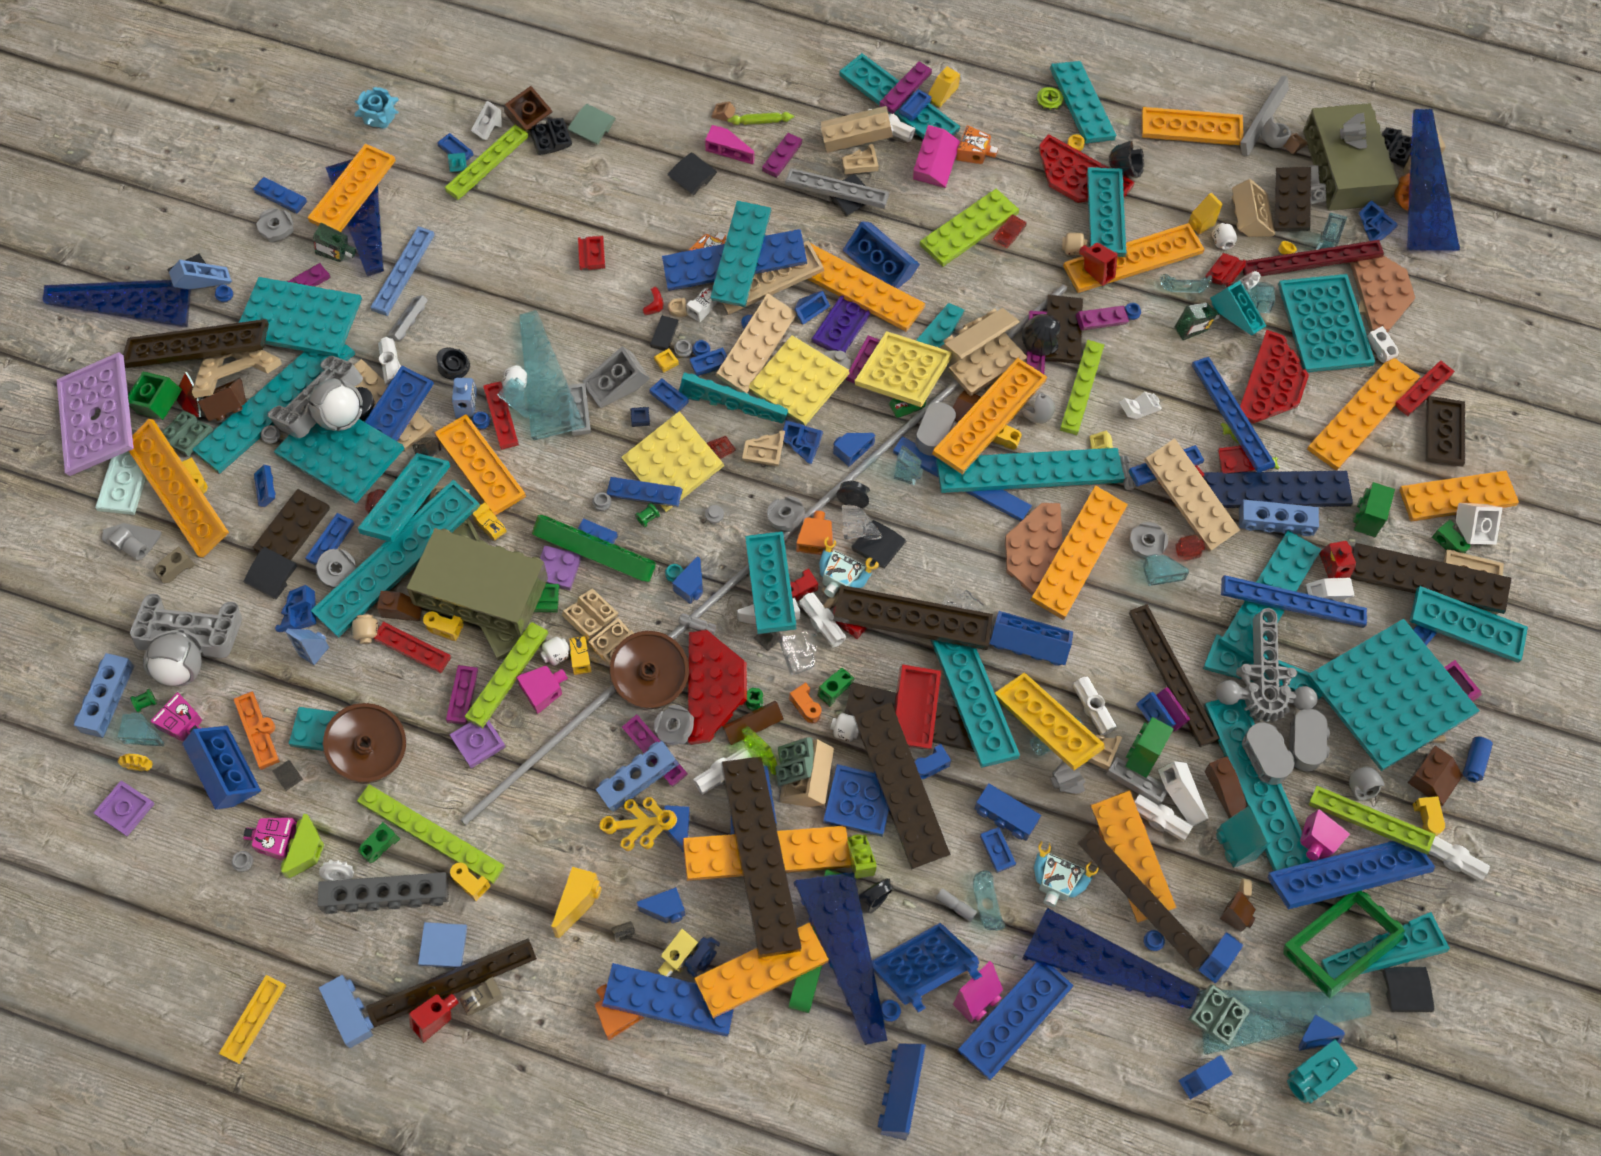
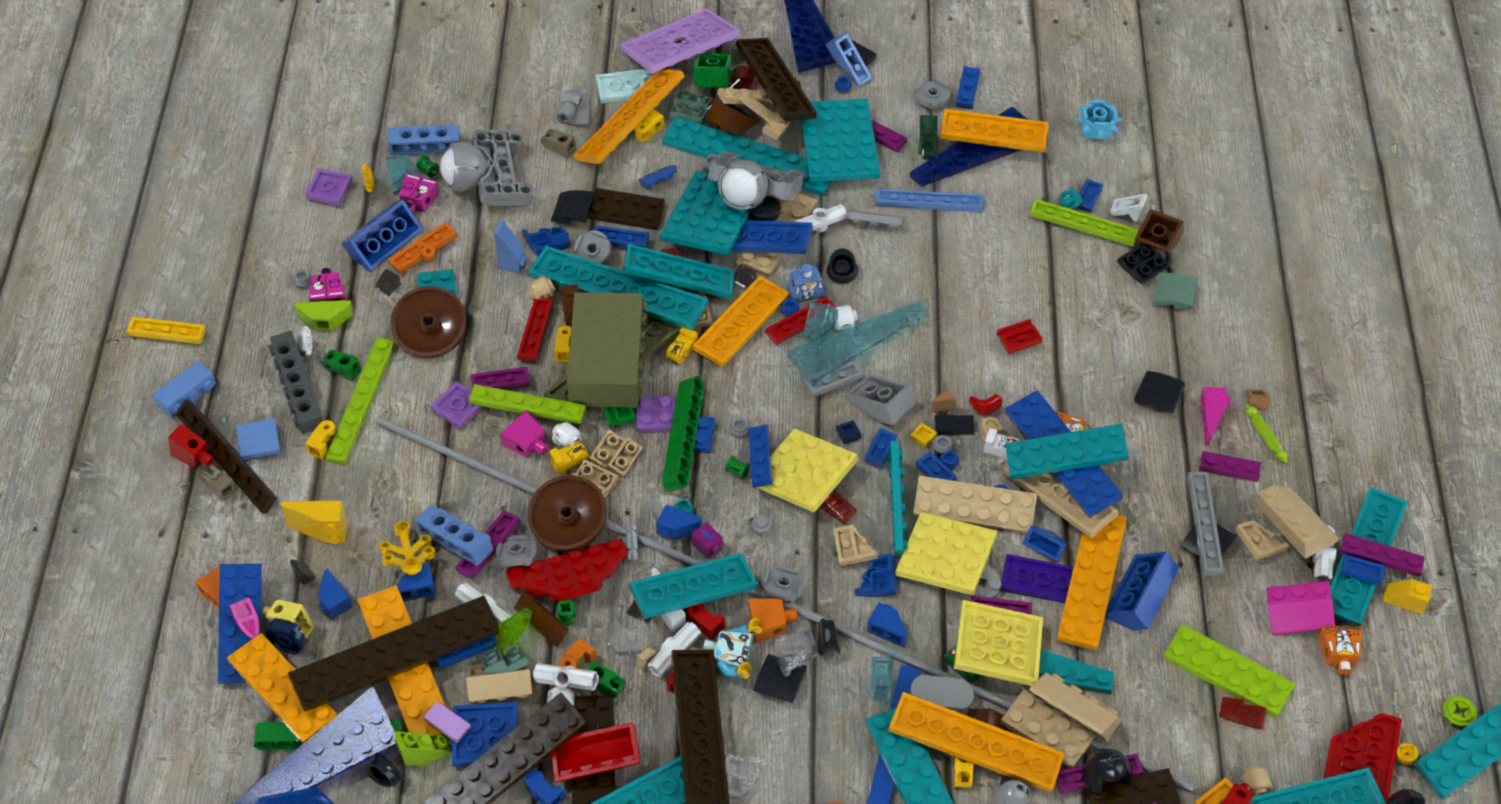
camera: 75 degrees right, 10 degrees down
(172, 371) = (745, 75): none -> clear red head
(639, 331) = (944, 402): none -> medium nougat slope
(673, 988) = (245, 617): none -> dark pink plate
(719, 561) = (707, 541): none -> magenta brick
(824, 644) = (645, 657): none -> tan tile
(835, 705) = (555, 676): none -> white piece
(843, 827) = (447, 722): none -> lavender tile

